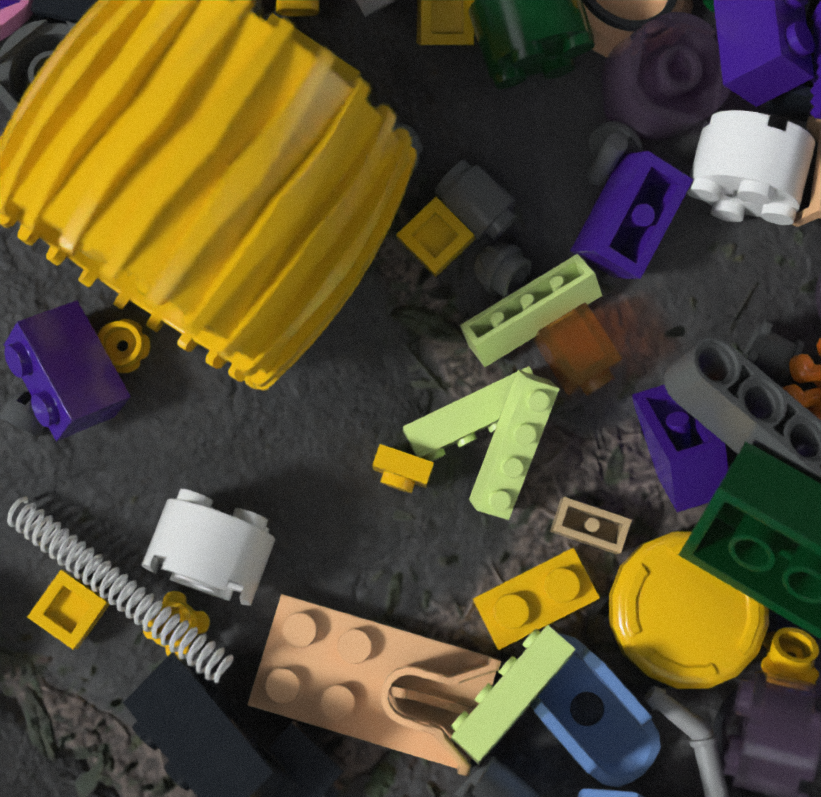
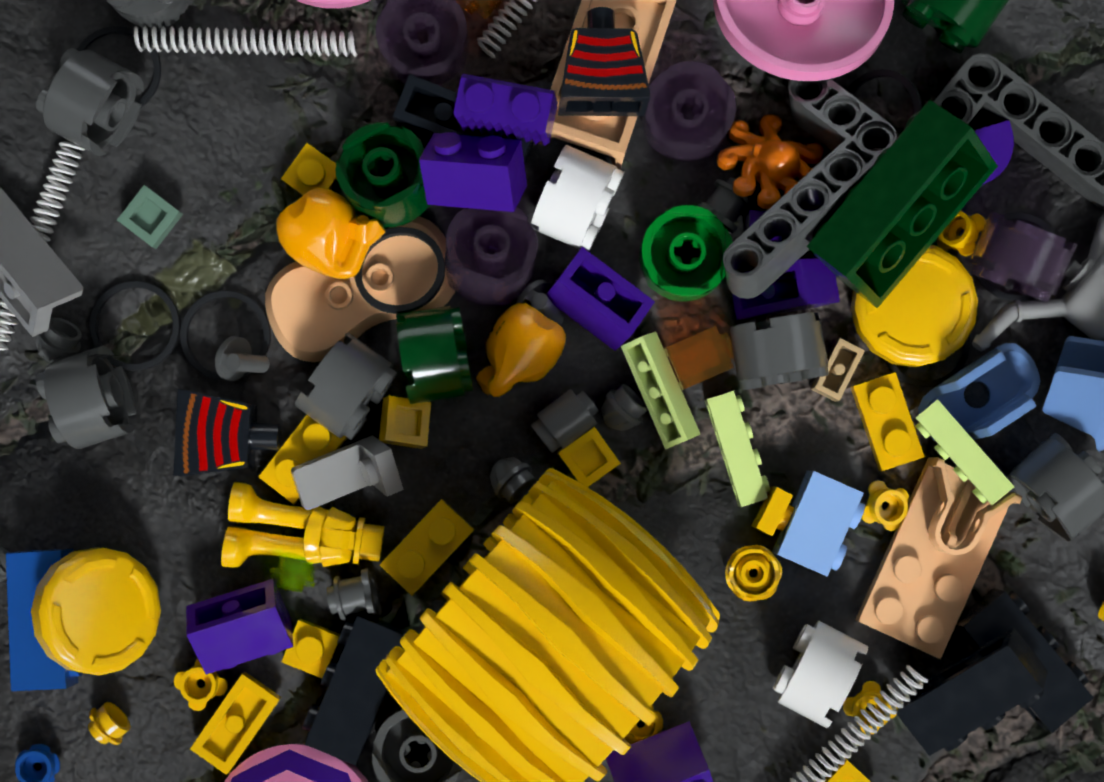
camera: 85 degrees left, 5 degrees up
(319, 437) = (767, 578): none -> yellow plate
(395, 526) = (820, 523): none -> light blue brick
(430, 624) = (894, 513): none -> yellow plate
(513, 444) = (769, 421): yellowish green piece -> none
(554, 132) = (520, 349): none -> light orange piece
(606, 440) = (779, 350): none -> dark grey brick
(722, 287) = (665, 270): none -> green brick

